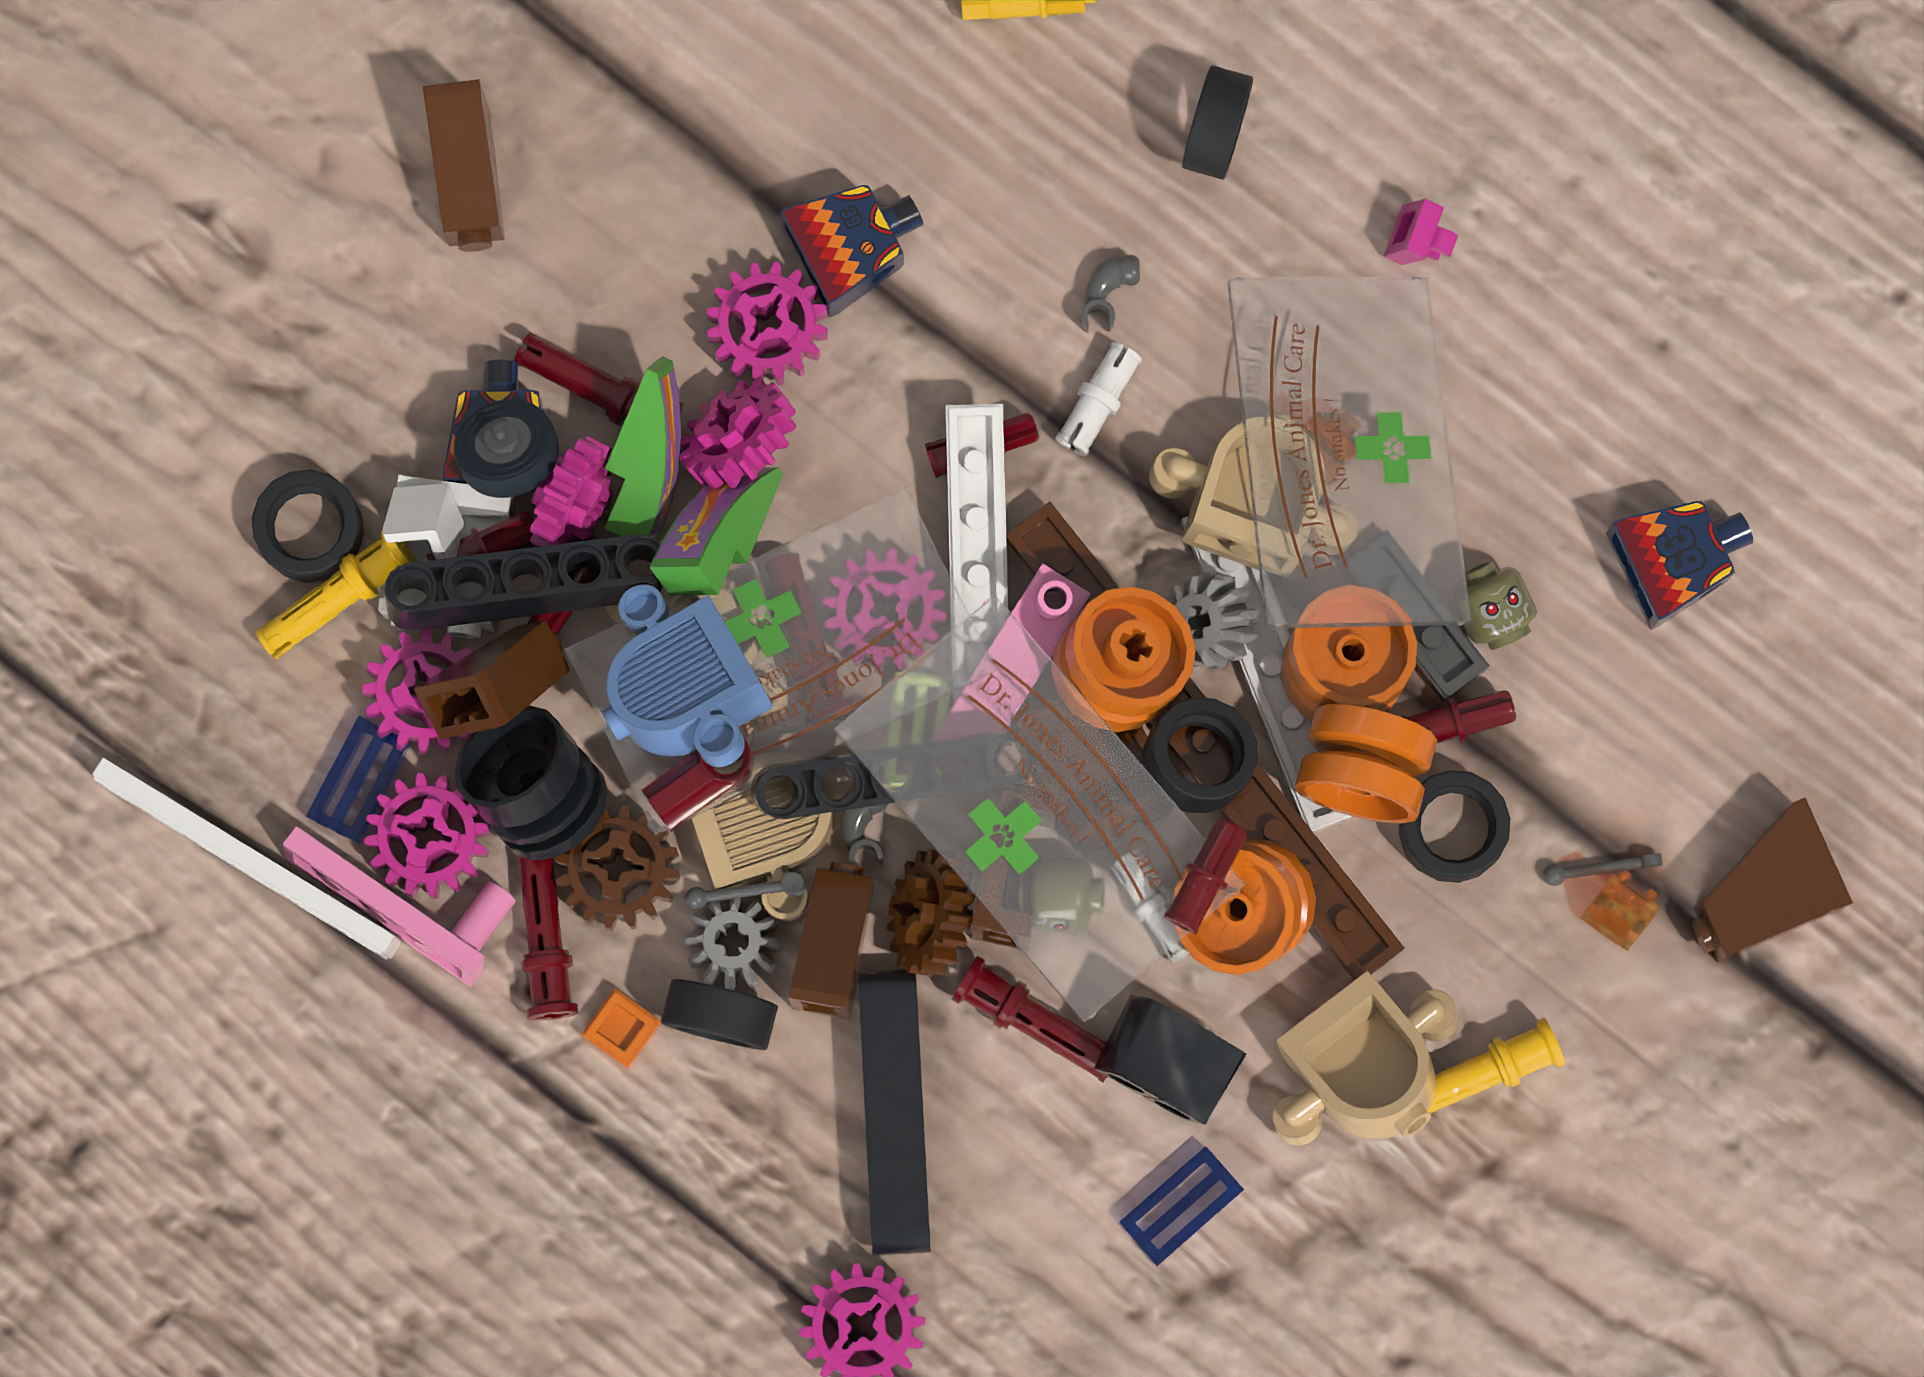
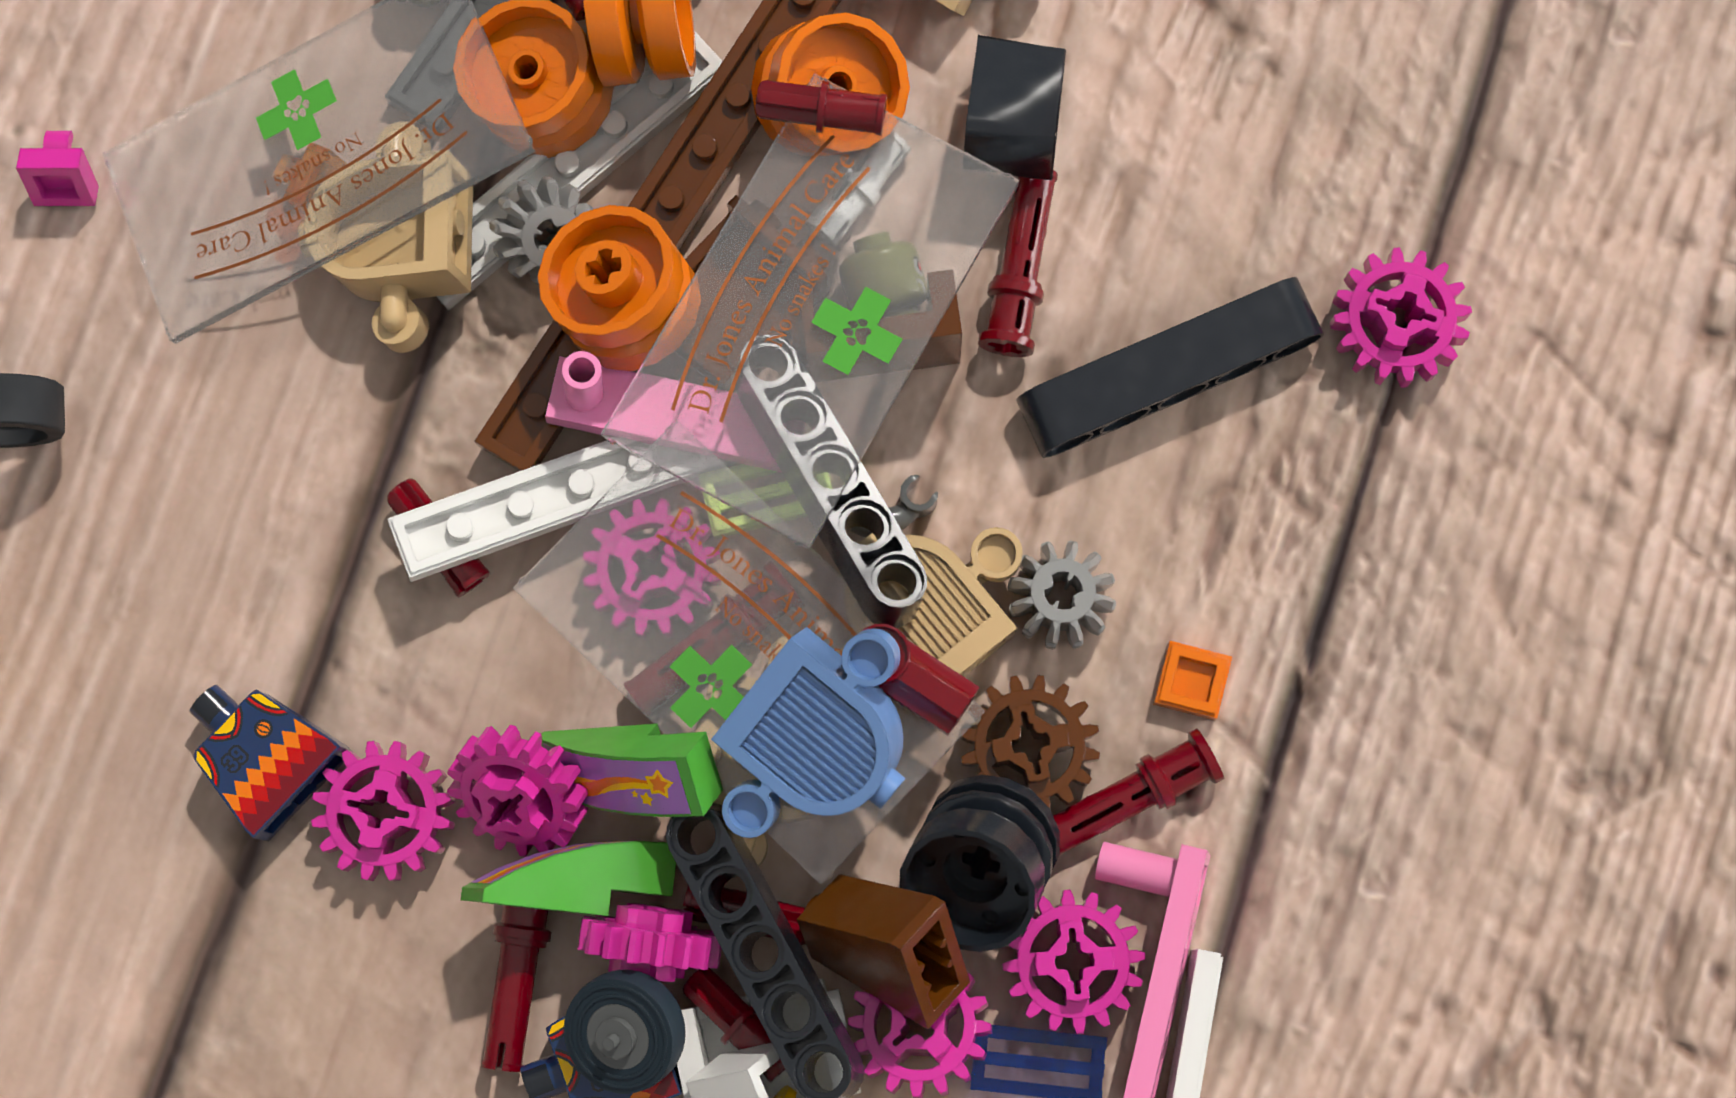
camera: 105 degrees left, 0 degrees up
(719, 1014) = (1146, 575): black tyre -> none
(791, 884) = (983, 547): dark grey hinge -> none
(832, 941) = (1026, 487): reddish brown slope -> none
(929, 915) = (959, 396): reddish brown gear -> none
(1098, 398) = (346, 435): white pin -> none
(1105, 278) = (212, 475): dark grey arm -> none
(1218, 1173) = (1138, 78): clear blue tile -> none
(1229, 726) = (661, 151): black tyre -> none

